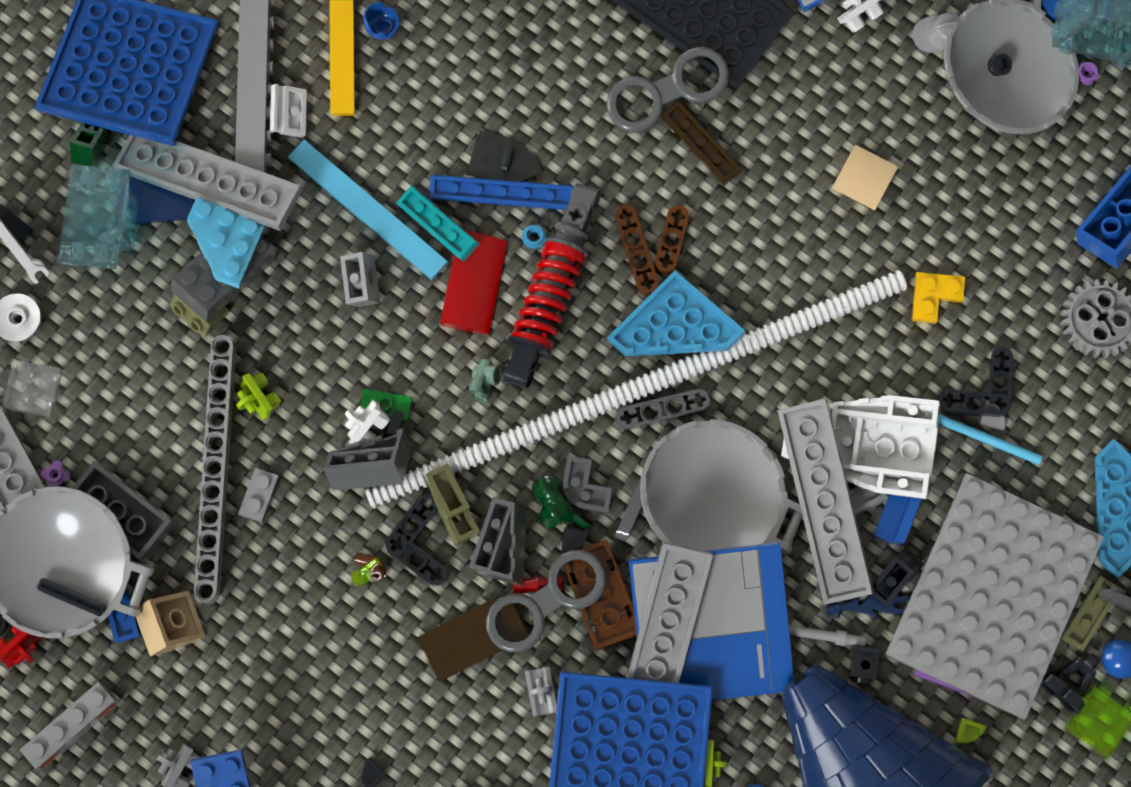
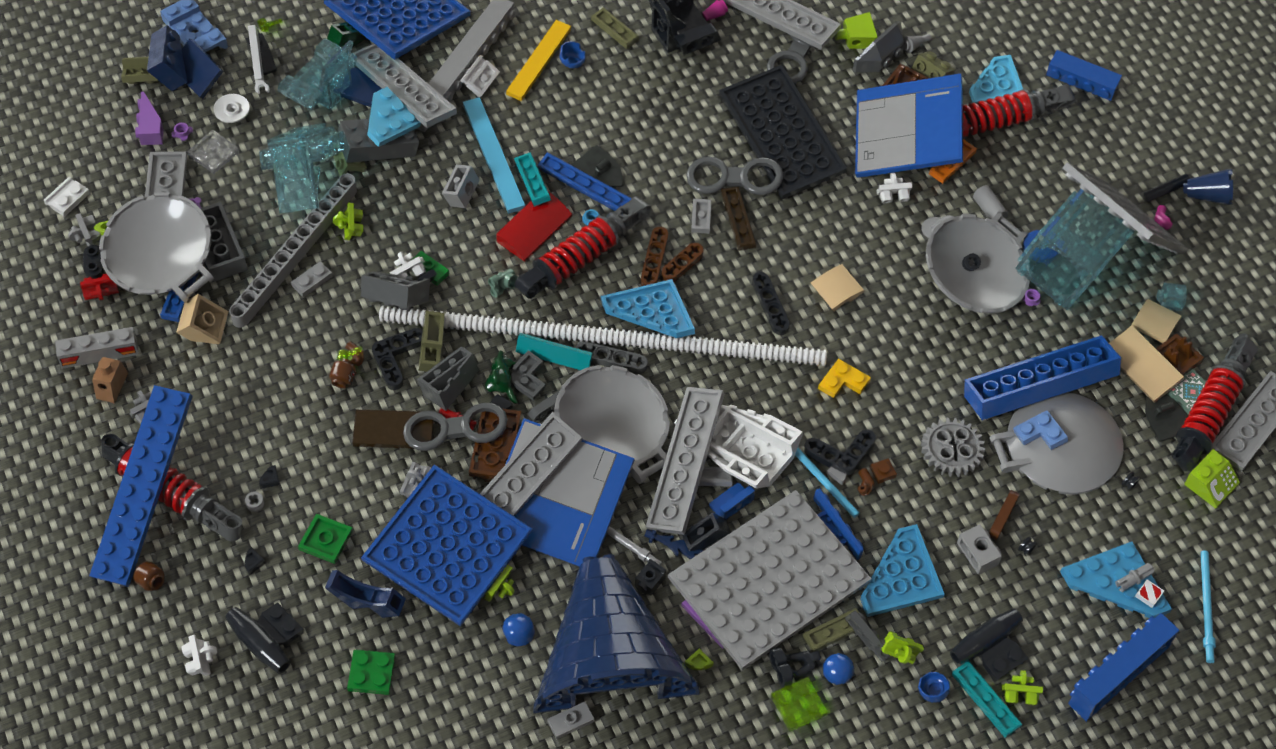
camera: 25 degrees right, 20 degrees down
(71, 597) = (151, 270): black axle -> none
(112, 759) = (109, 379): none -> medium nougat torso
(150, 352) = (293, 159): none -> clear light blue piece
(374, 600) = (342, 373): none -> reddish brown head
(597, 440) = (554, 352): none -> teal tile
(659, 165) = (701, 216): none -> light grey plate
(798, 242) = (773, 302): none -> black beam
(1020, 485) = (834, 522): none -> blue bracket
(1031, 414) = (867, 482): none -> reddish brown arm
(1039, 388) = (883, 471): none -> reddish brown plate

